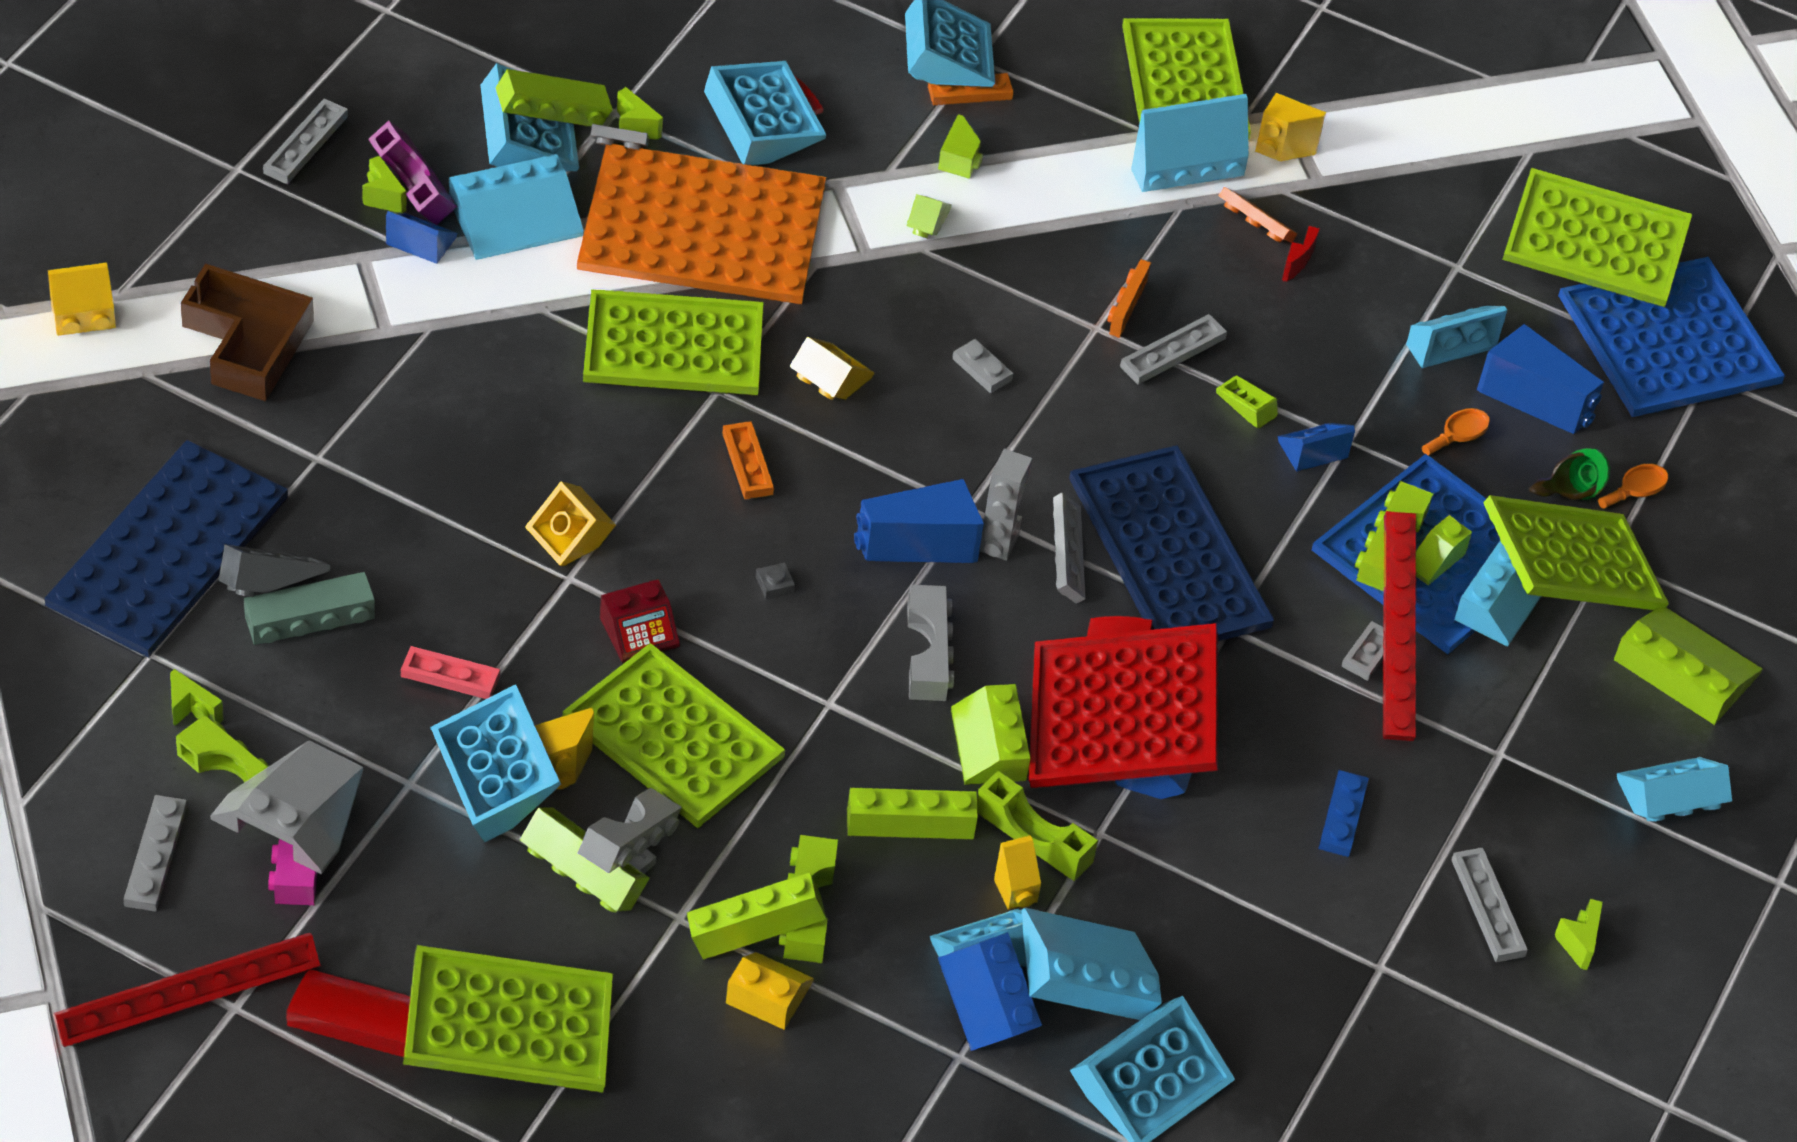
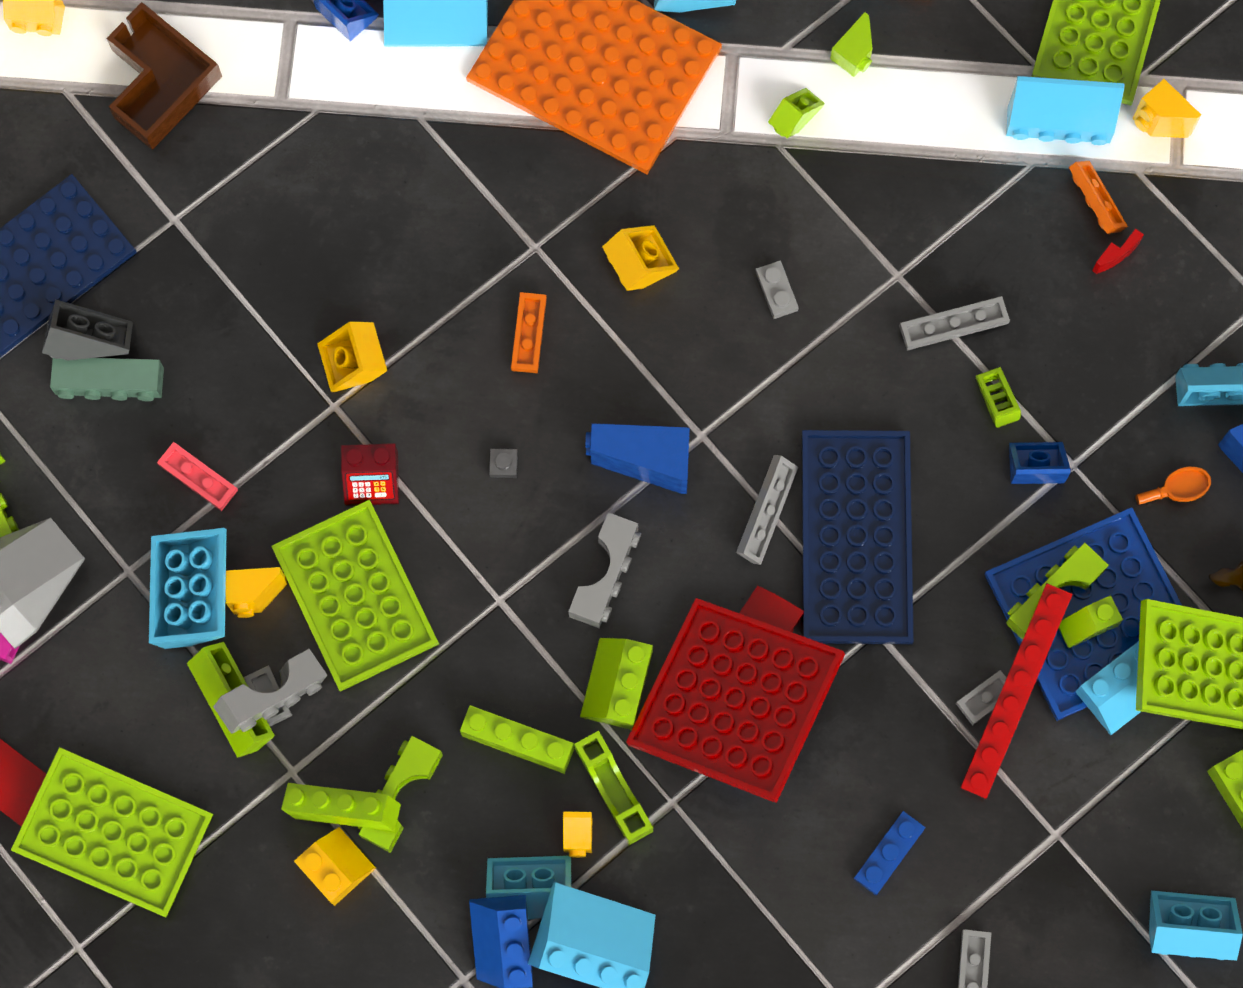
camera: 30 degrees right, 25 degrees up
(673, 342) = (515, 188): lime plate -> none
(1004, 496) = (712, 466): light grey arch -> none
(1128, 298) = (937, 255): orange plate -> none

